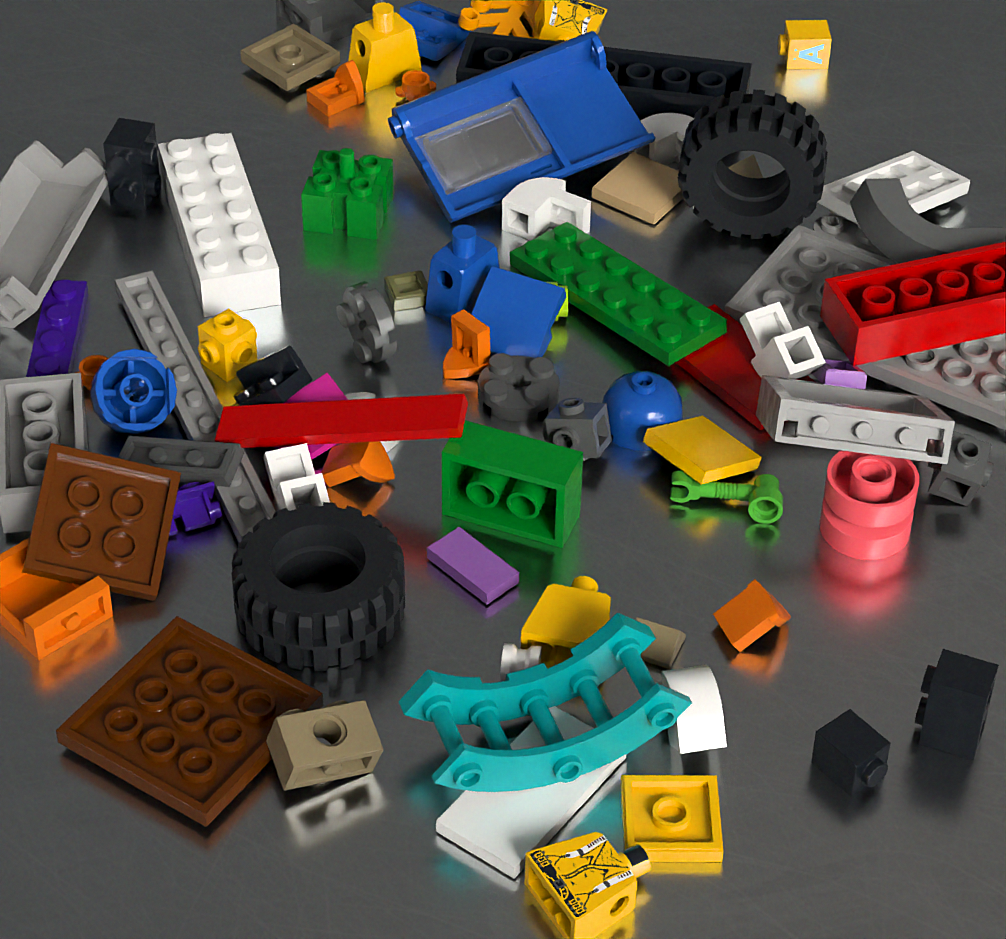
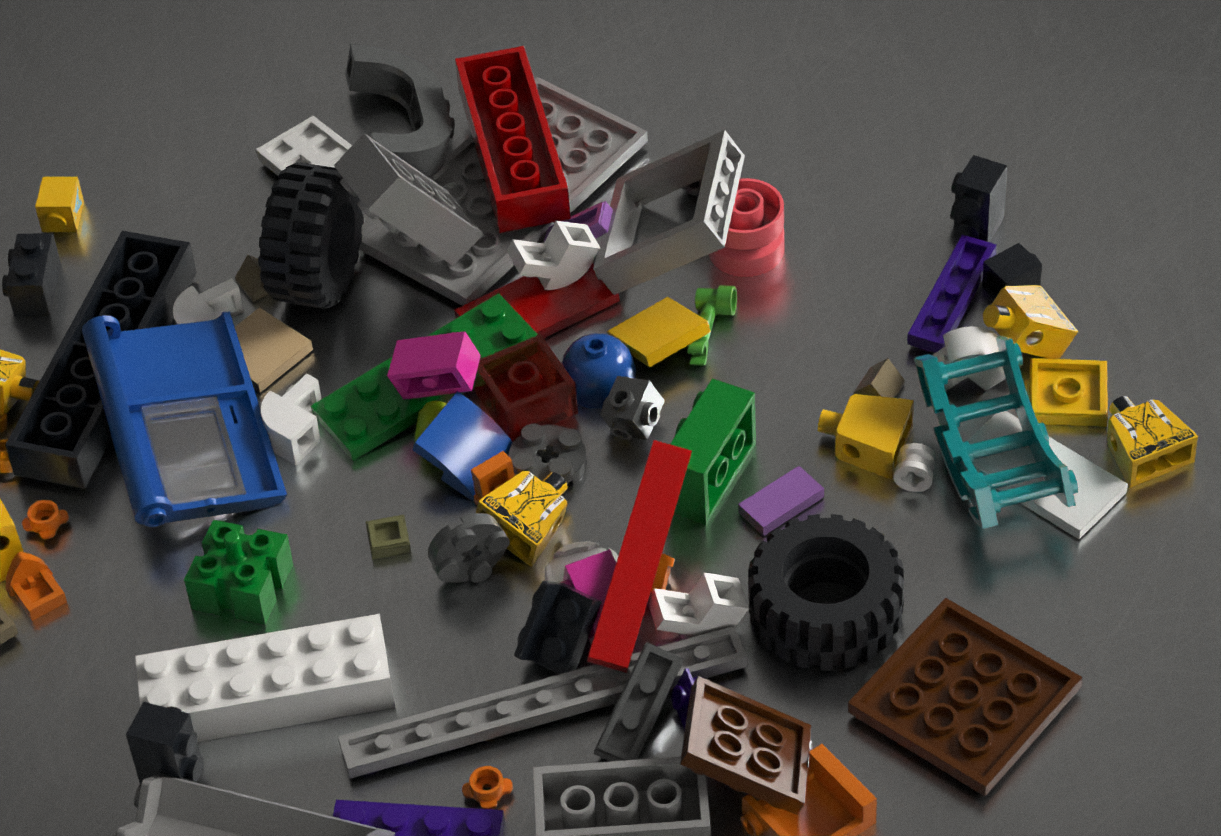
camera: 80 degrees left, 5 degrees up
(148, 392) = (544, 736): blue cylinder -> none
(227, 344) = (469, 668): yellow brick -> none
(306, 761) = (1012, 591): dark tan brick -> none
(425, 363) = (527, 512): none -> yellow torso
(459, 273) = (400, 480): blue torso -> none
(594, 265) = (434, 365): none -> dark pink brick
(595, 347) = (525, 386): none -> clear red brick
(708, 34) = (32, 274): none -> black brick
(750, 615) = (863, 319): orange tile -> none
(758, 754) = (1031, 321): none -> yellow torso
(792, 203) = (406, 200): none -> light grey brick
(808, 696) = (951, 294): none -> dark purple plate

